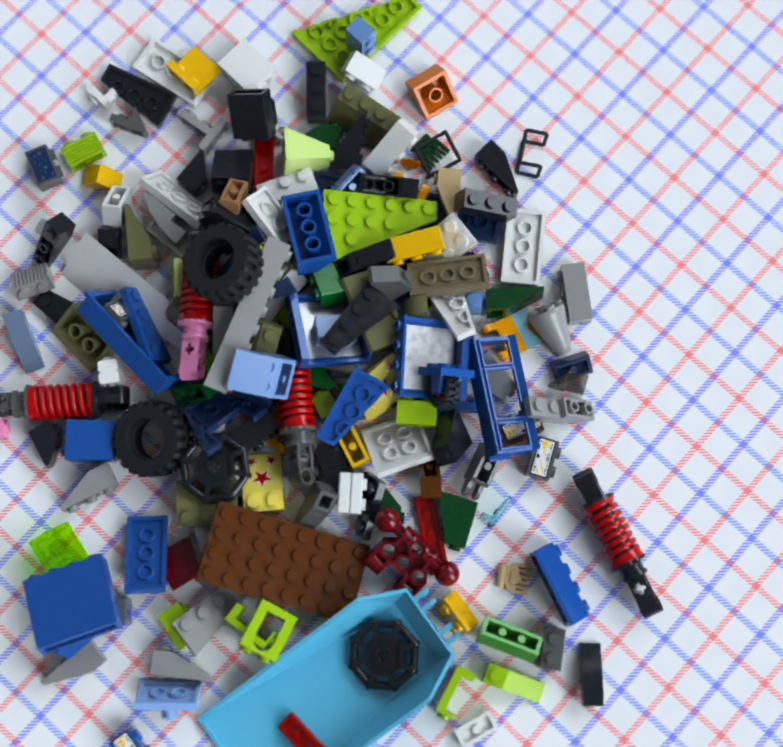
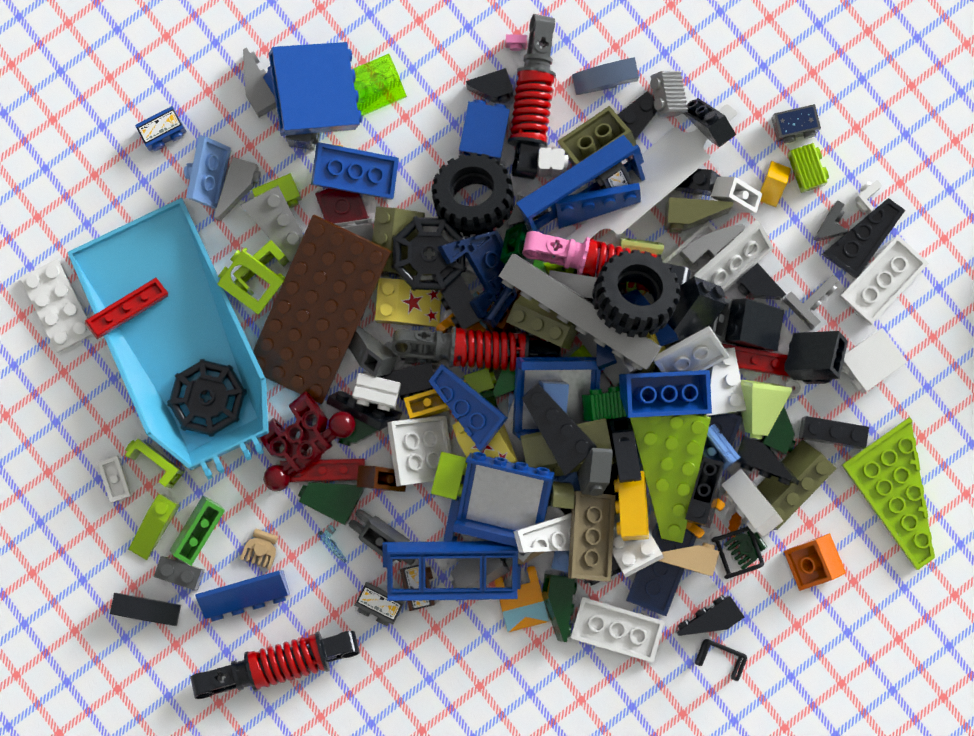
camera: 100 degrees right, 5 degrees up
(94, 483) = (439, 127): light grey slope -> none
(194, 71) = (879, 301): yellow bracket -> none
(234, 194) = (719, 320): medium nougat slope -> none
(261, 374) = (513, 316): medium blue slope -> none
(360, 37) = (885, 492): medium blue brick -> none
(363, 71) = (848, 489): white brick -> none
(445, 383) = (472, 511): plate -> none
(450, 438) = (416, 507): black slope -> none
(456, 611) = (235, 481): yellow bracket -> none
(485, 205) = (666, 594): brick -> none
(552, 326) = (521, 642): light grey cone -> none
(558, 411) = (426, 630): light grey slope -> none
(571, 382) = (457, 651): clear smoke slope -> none
(575, 293) = (554, 675): light grey brick -> none
(577, 362) = (474, 656): dark blue slope -> none

